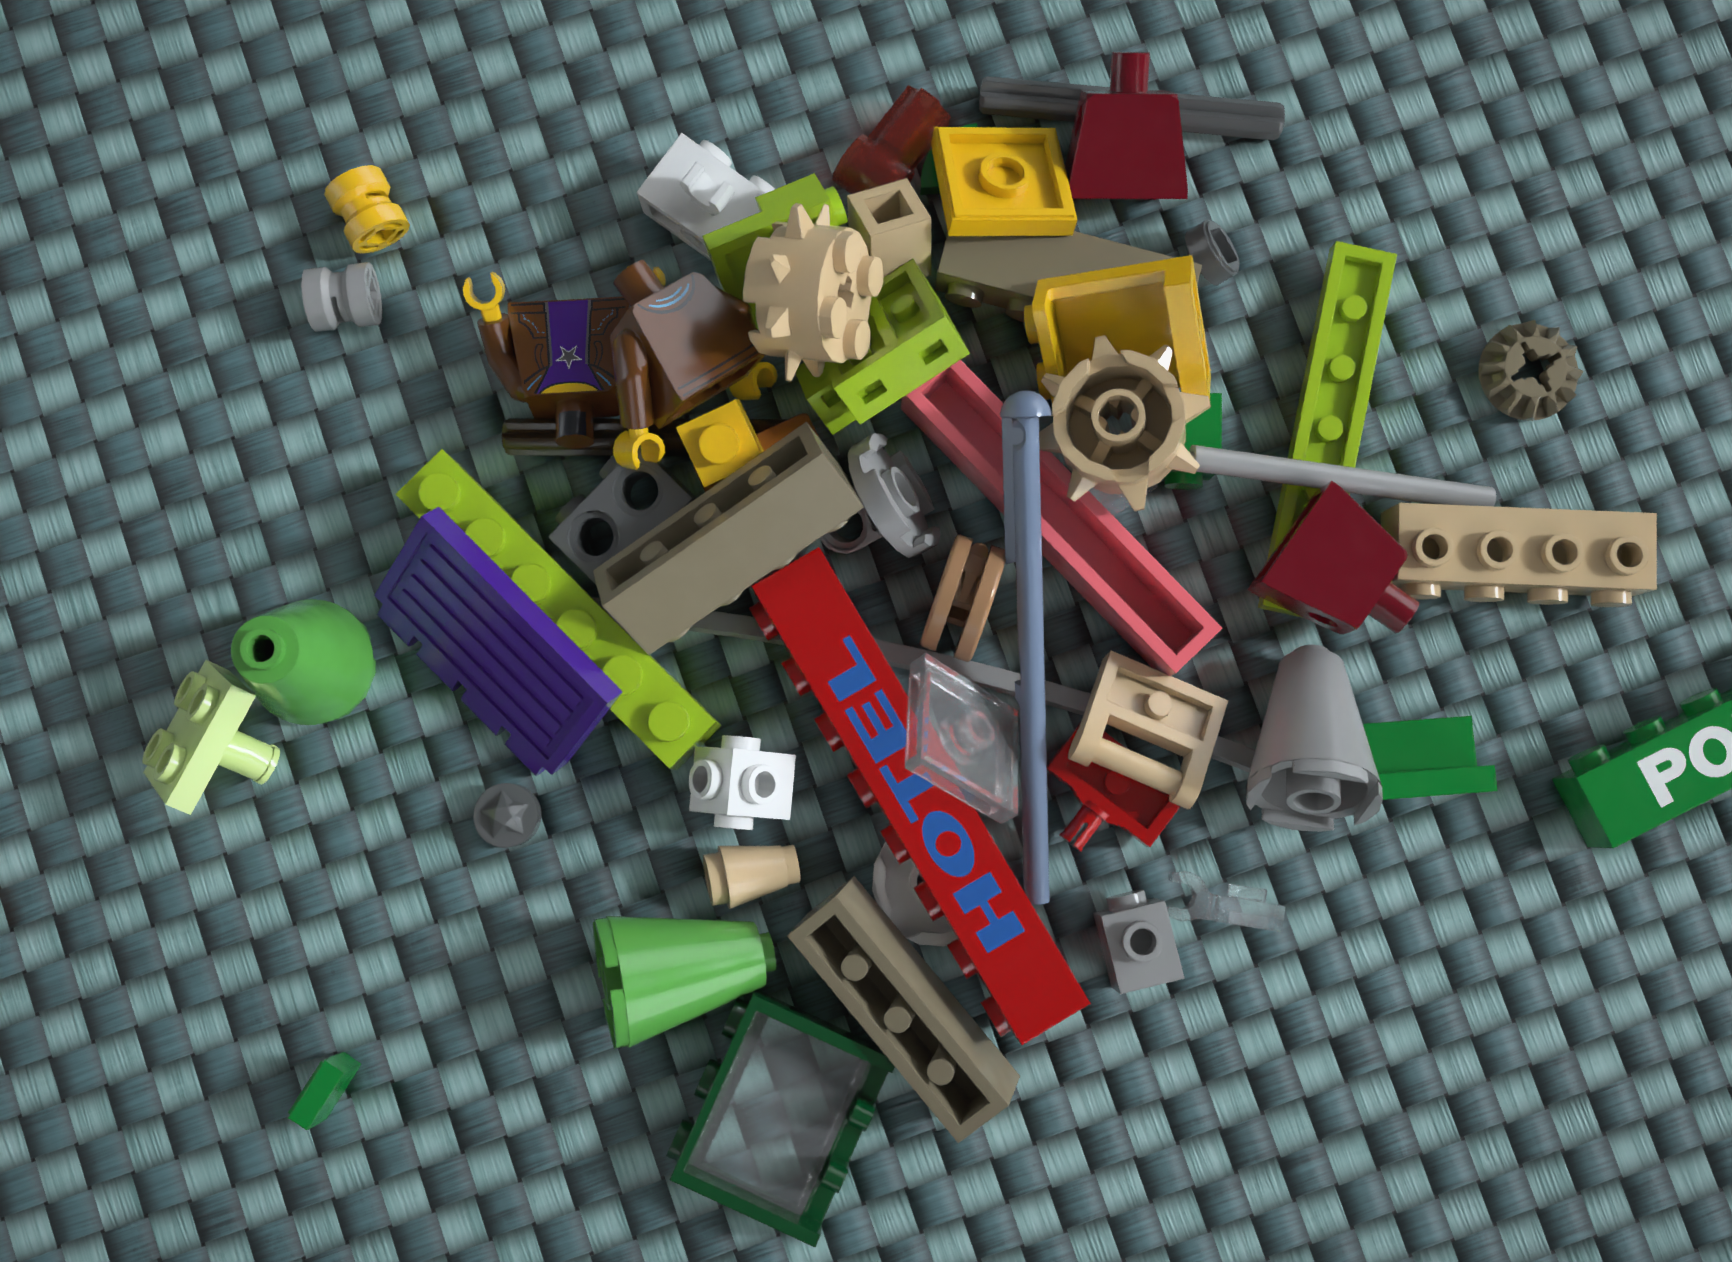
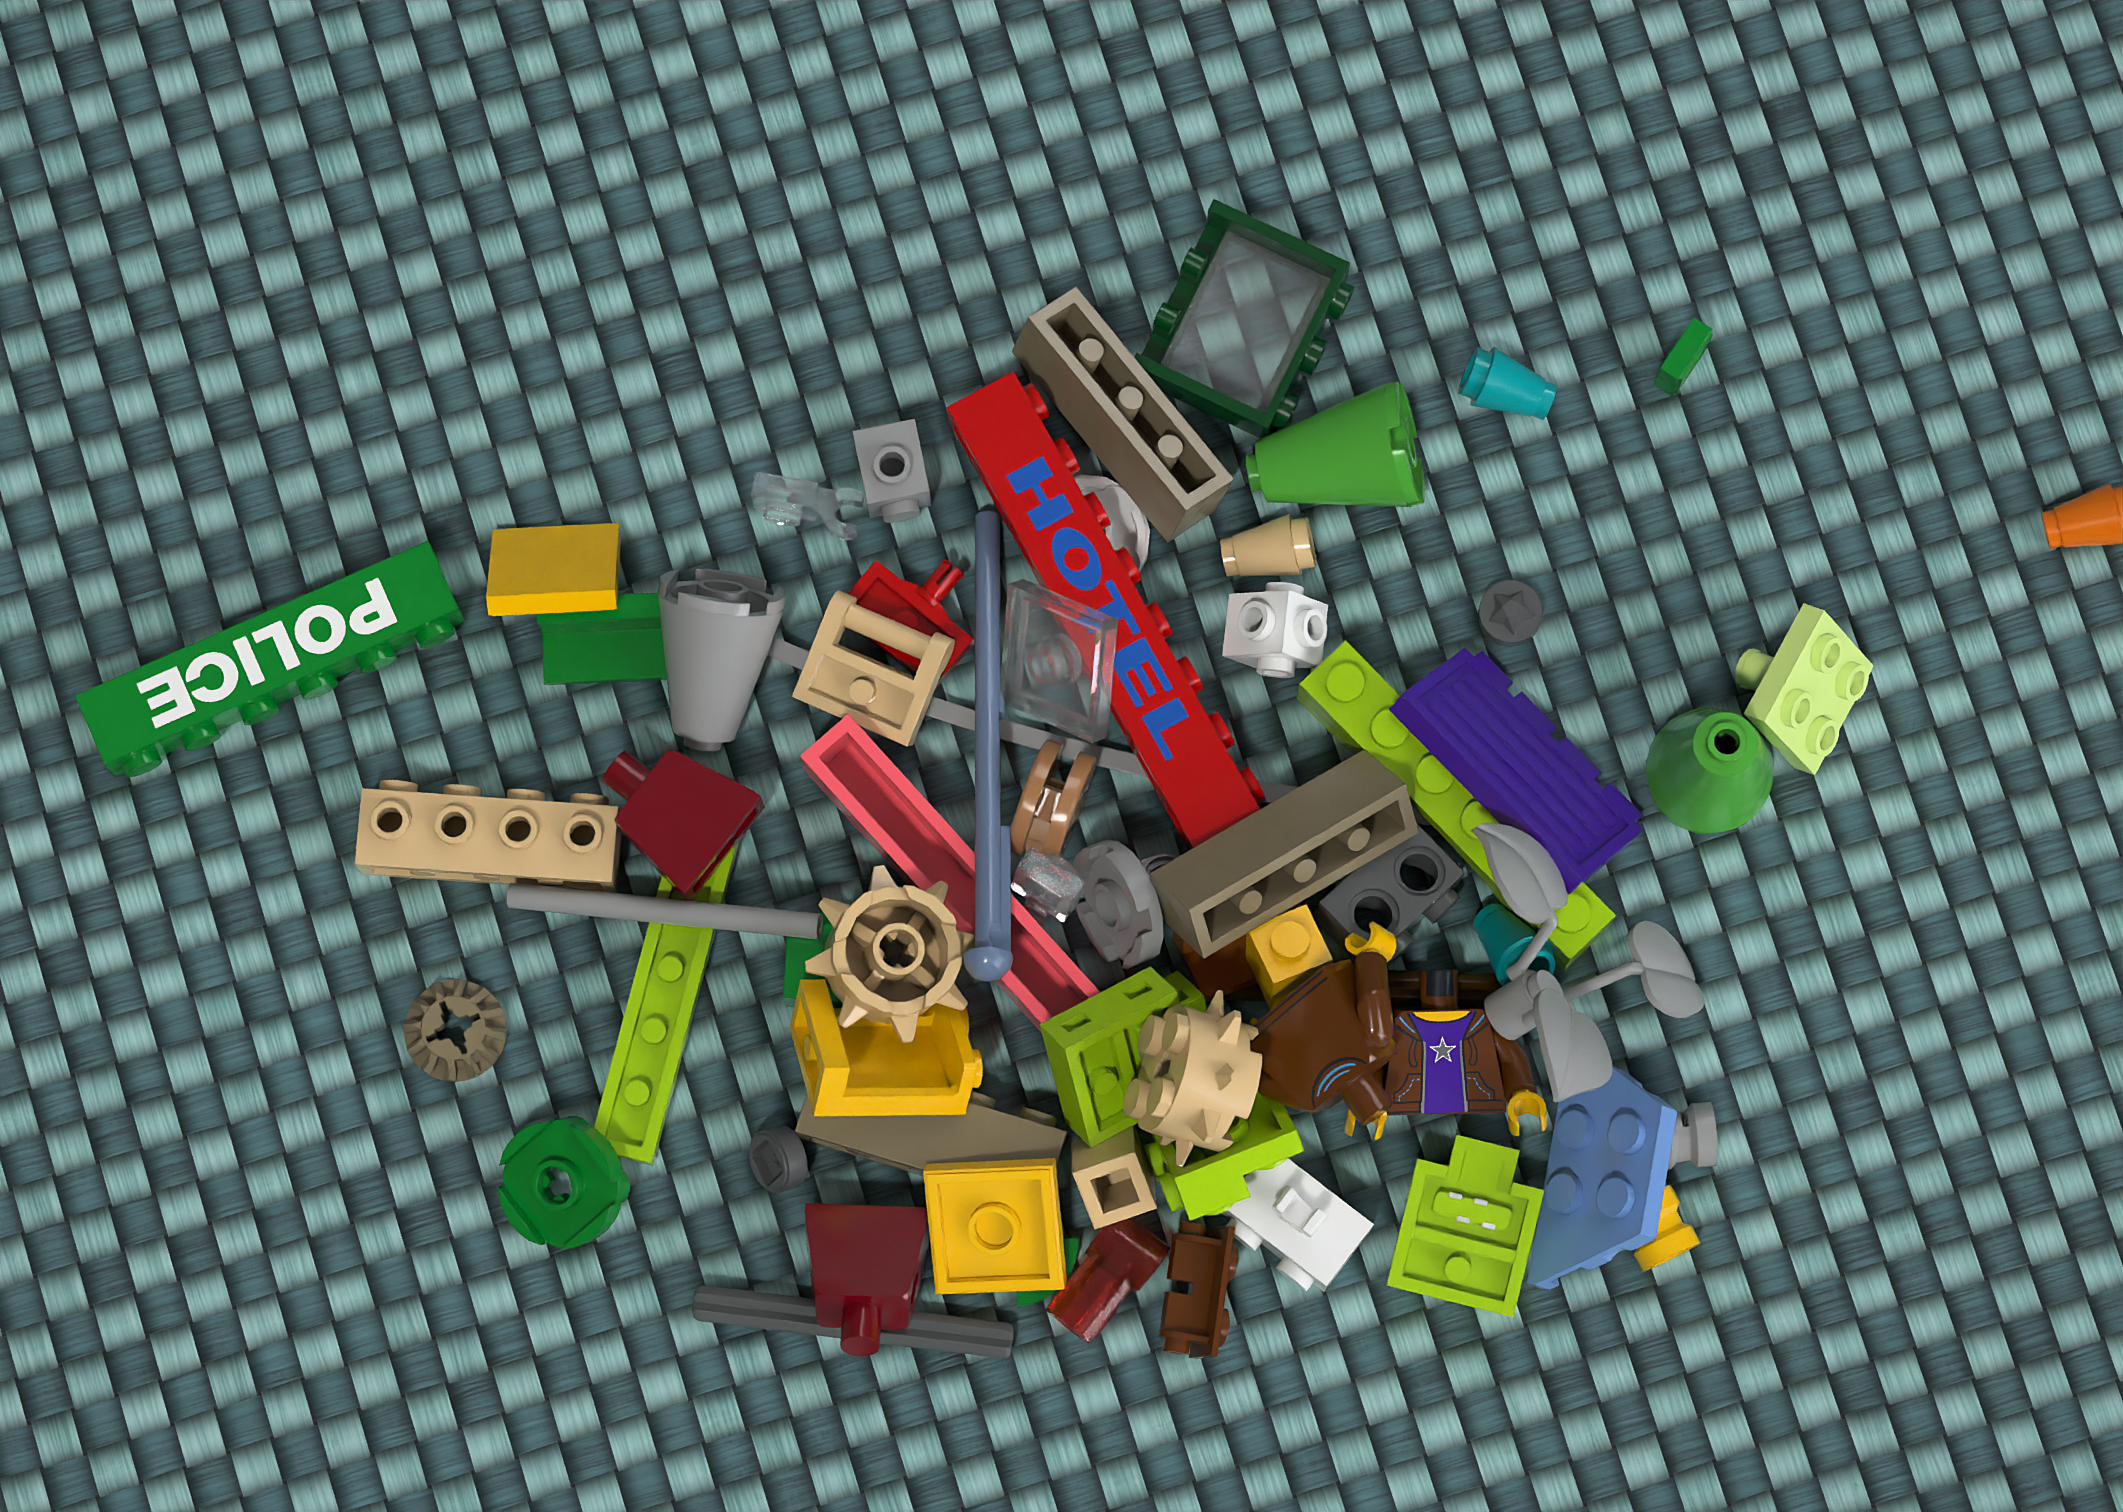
camera: 175 degrees left, 5 degrees down
(409, 257) = (1602, 1178): none -> medium blue wing
(427, 335) = (1570, 1040): none -> light grey plant
(501, 468) = (1506, 939): none -> teal cone
(510, 1054) = (1505, 385): none -> teal cone
(548, 204) = (1466, 1228): none -> lime piece
(801, 113) = (1207, 1266): none -> reddish brown hinge
(963, 509) = (1048, 885): none -> clear plate
(1393, 218) = (595, 1177): none -> green plate
(1480, 823) = (553, 569): none -> yellow tile

